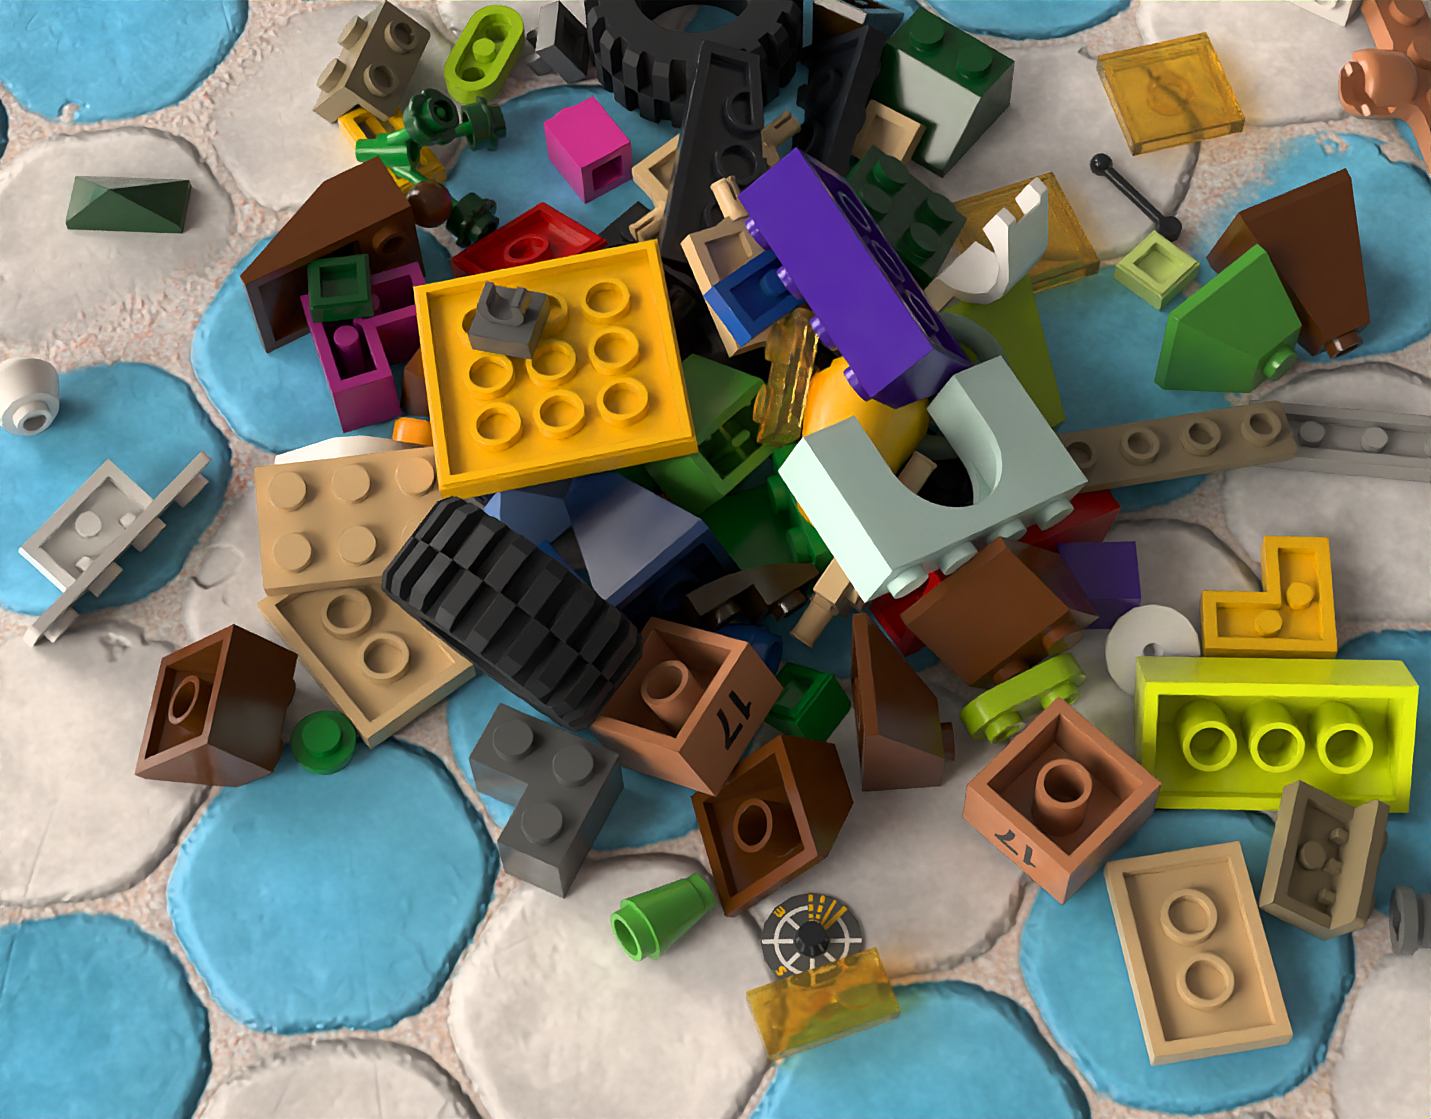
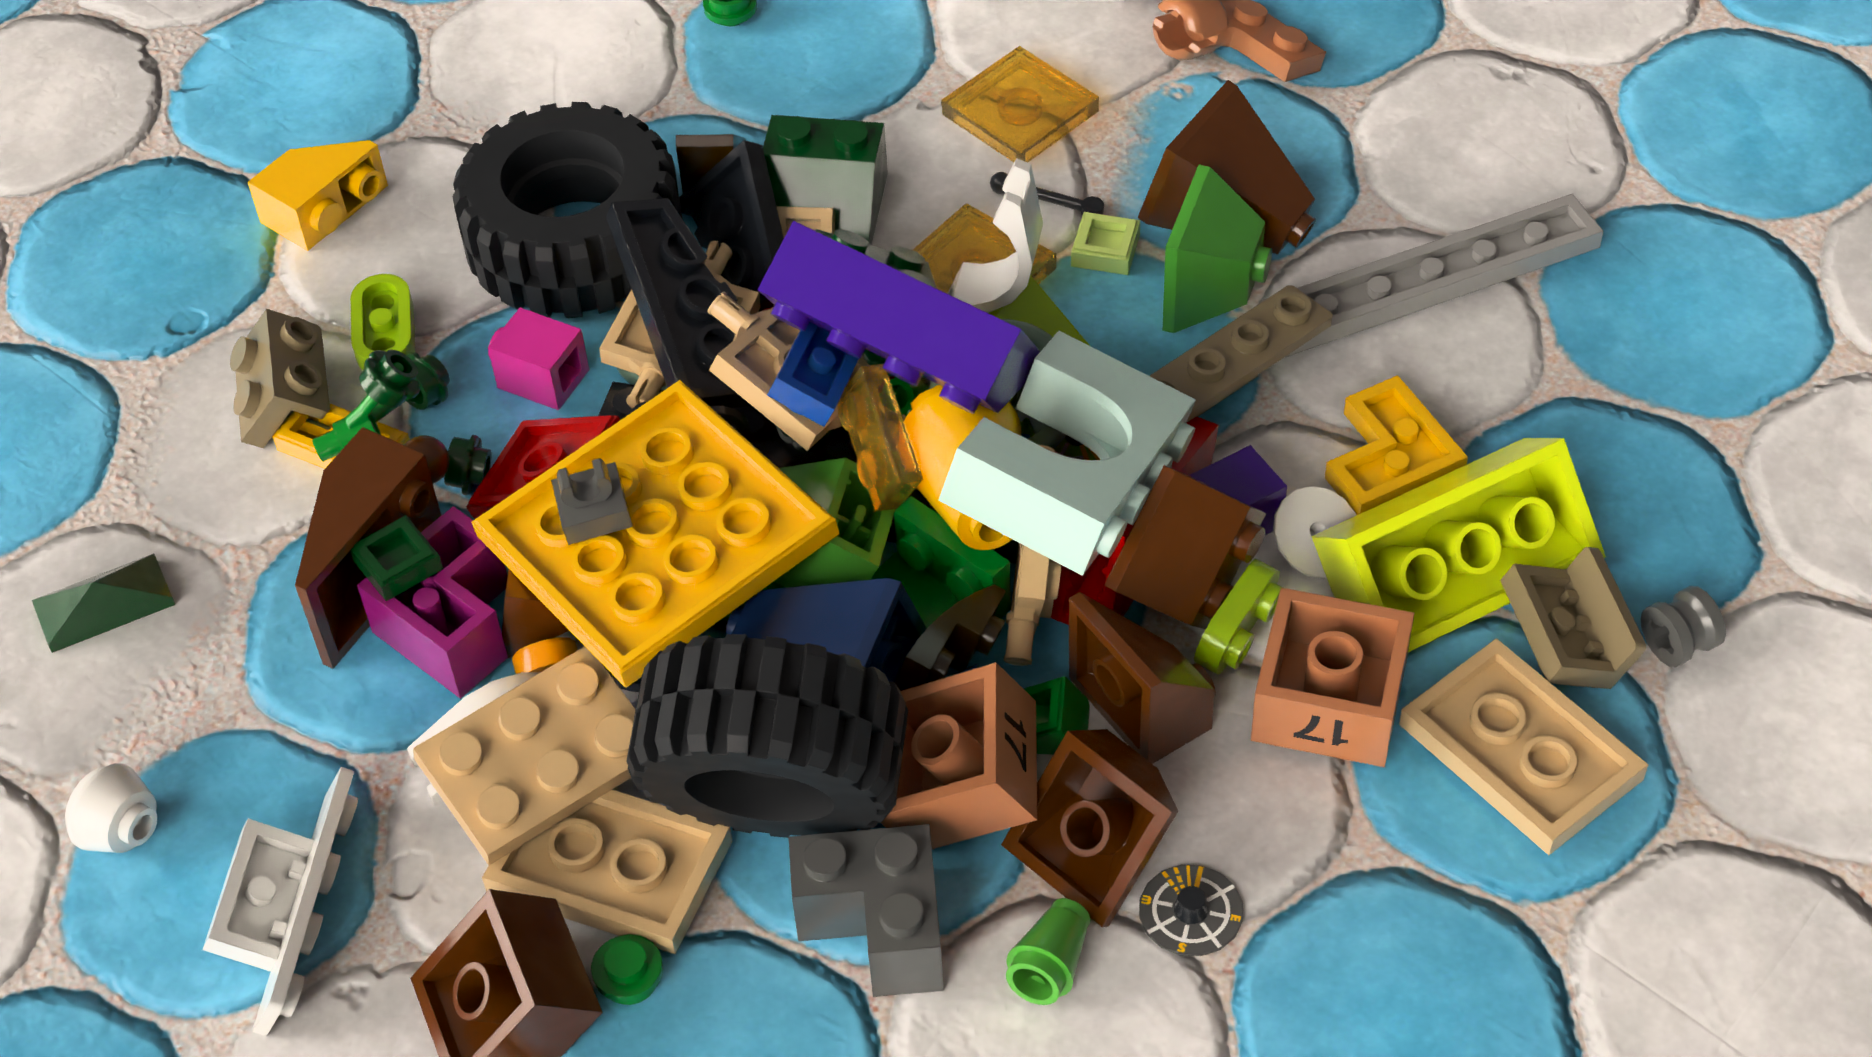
camera: 30 degrees left, 10 degrees down
(559, 44) = (448, 287): dark grey tile -> none
(822, 1004) = (1240, 953): clear yellow plate -> none

